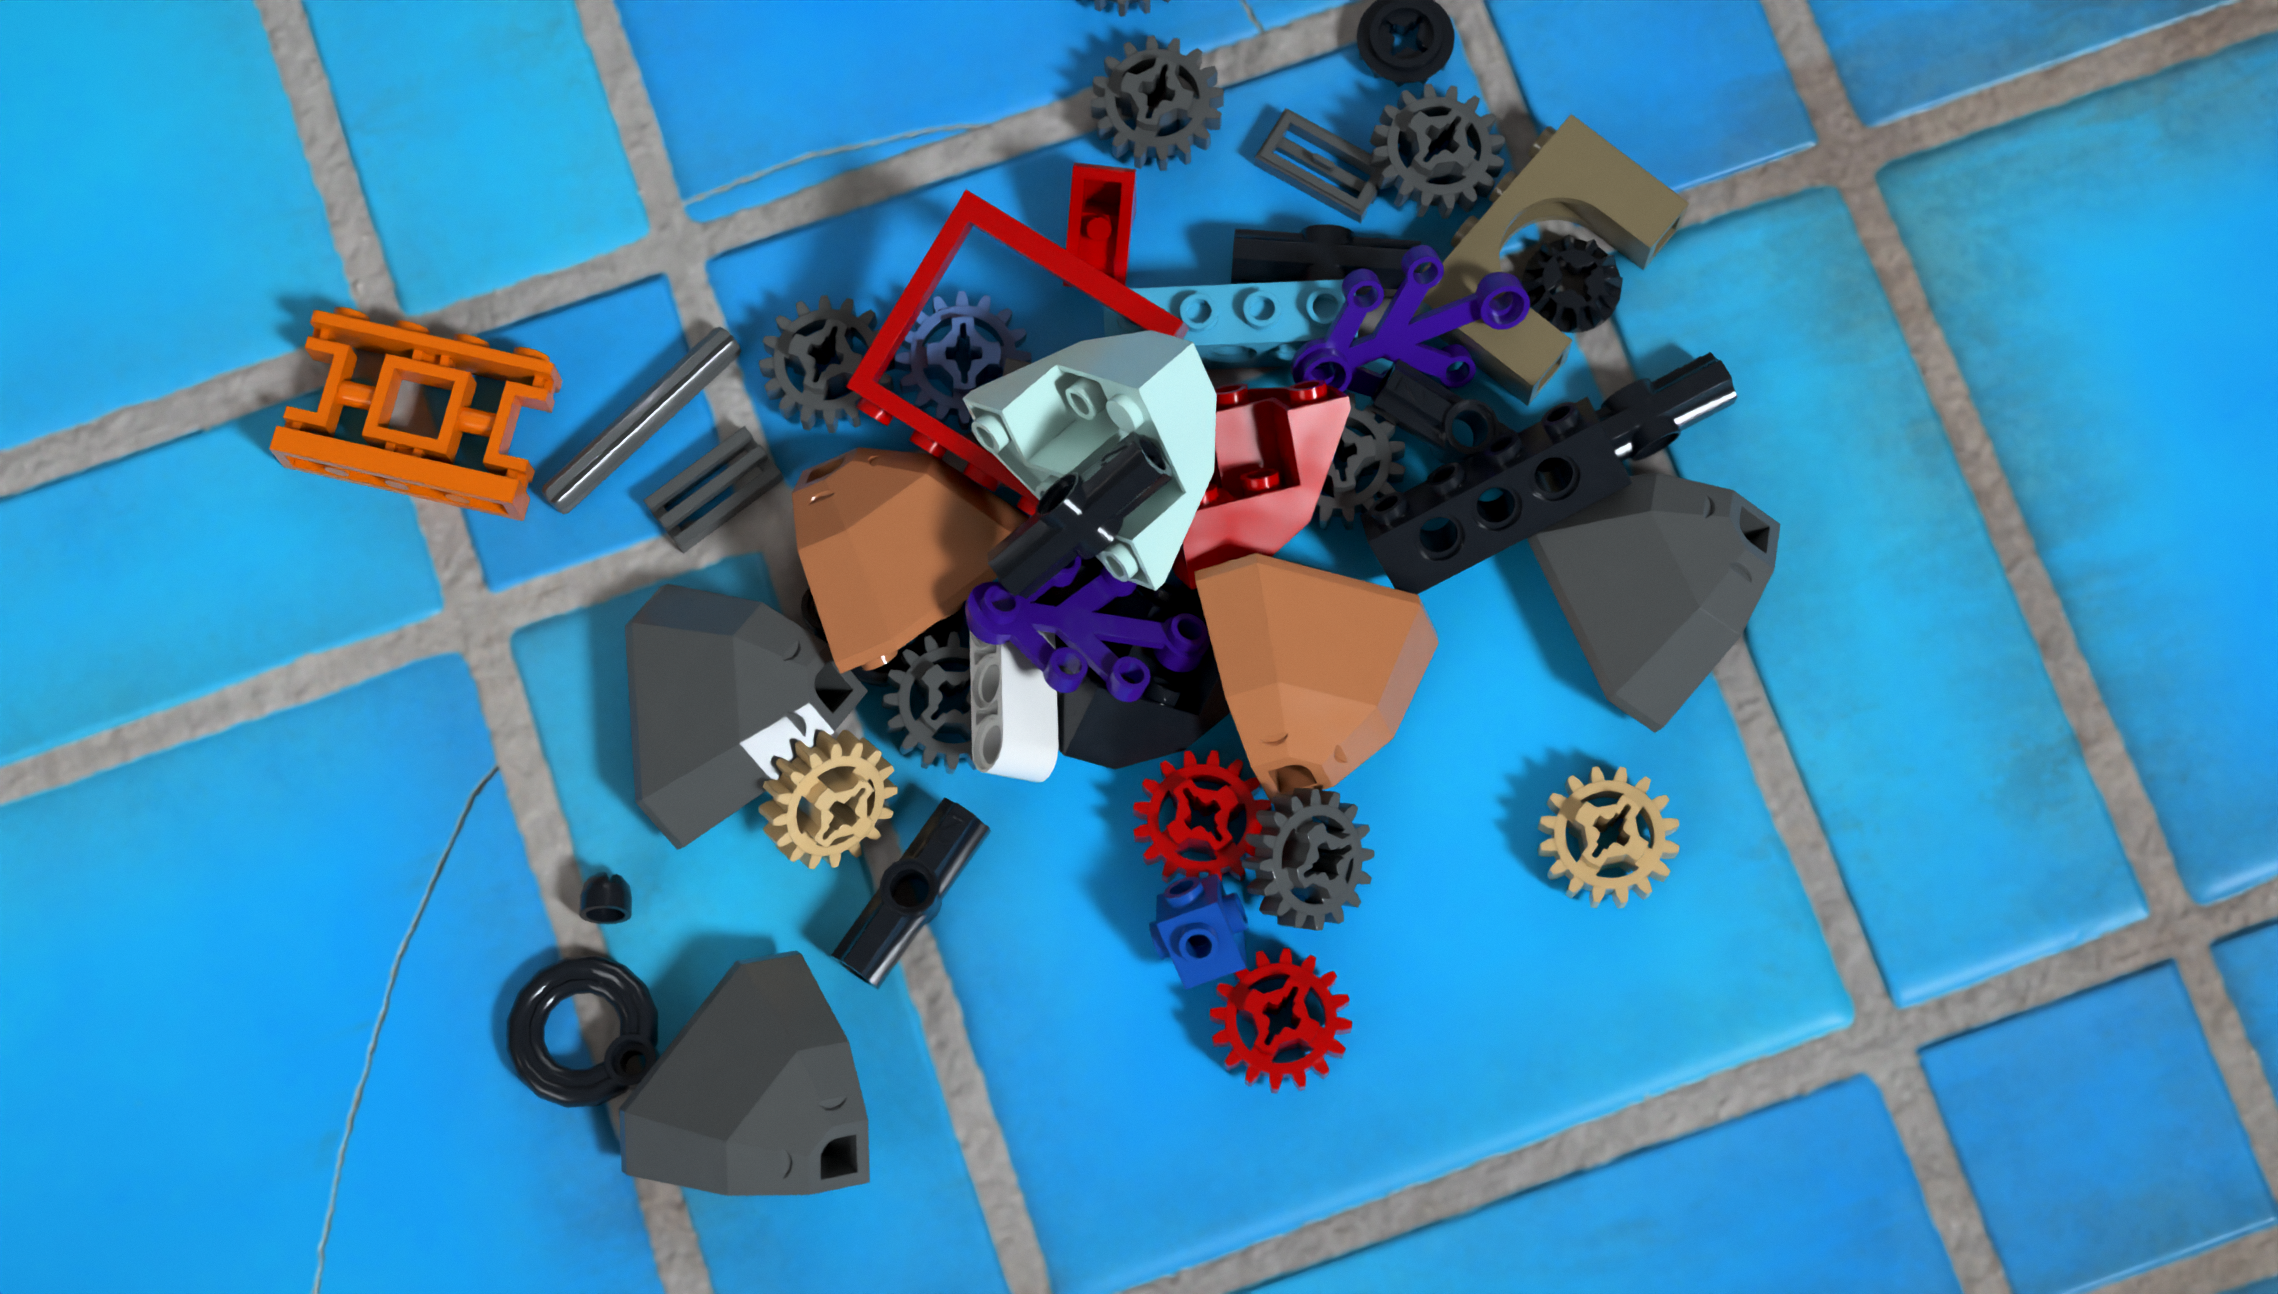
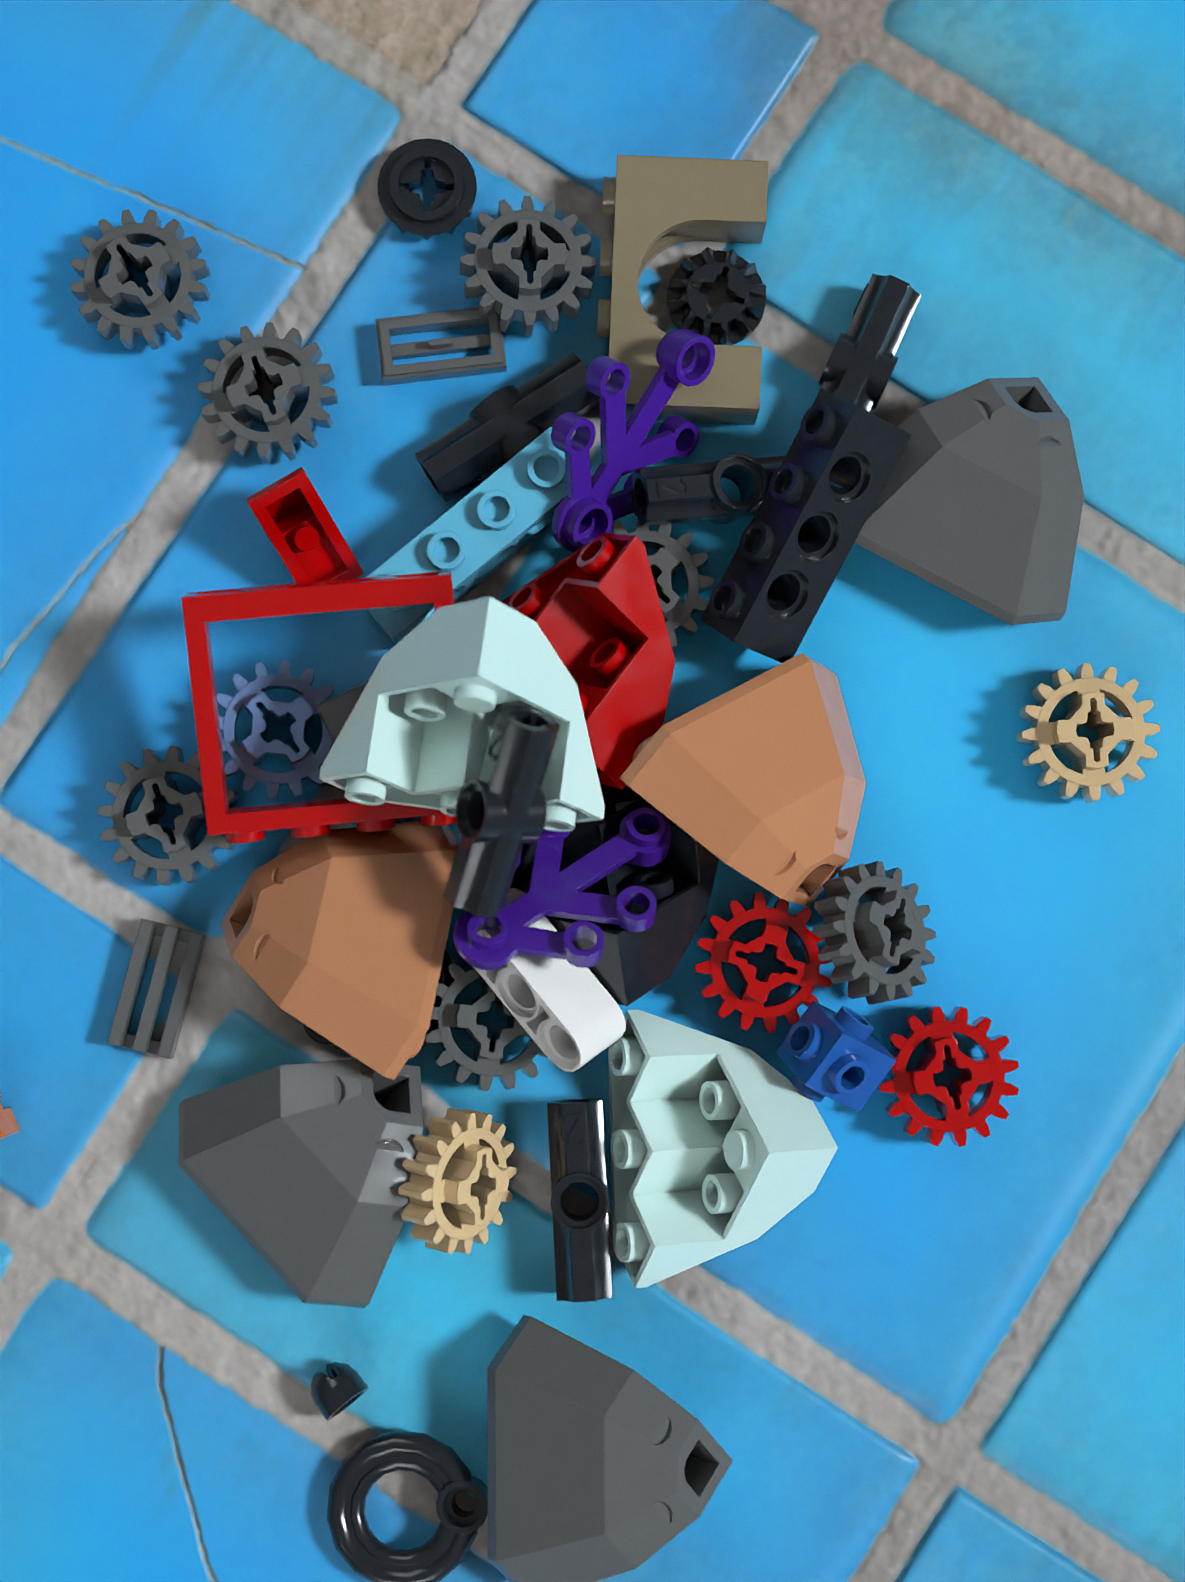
camera: 45 degrees left, 10 degrees up
(641, 420) = (51, 977): dark grey axle -> none
(1041, 925) = (702, 1146): none -> light aqua brick

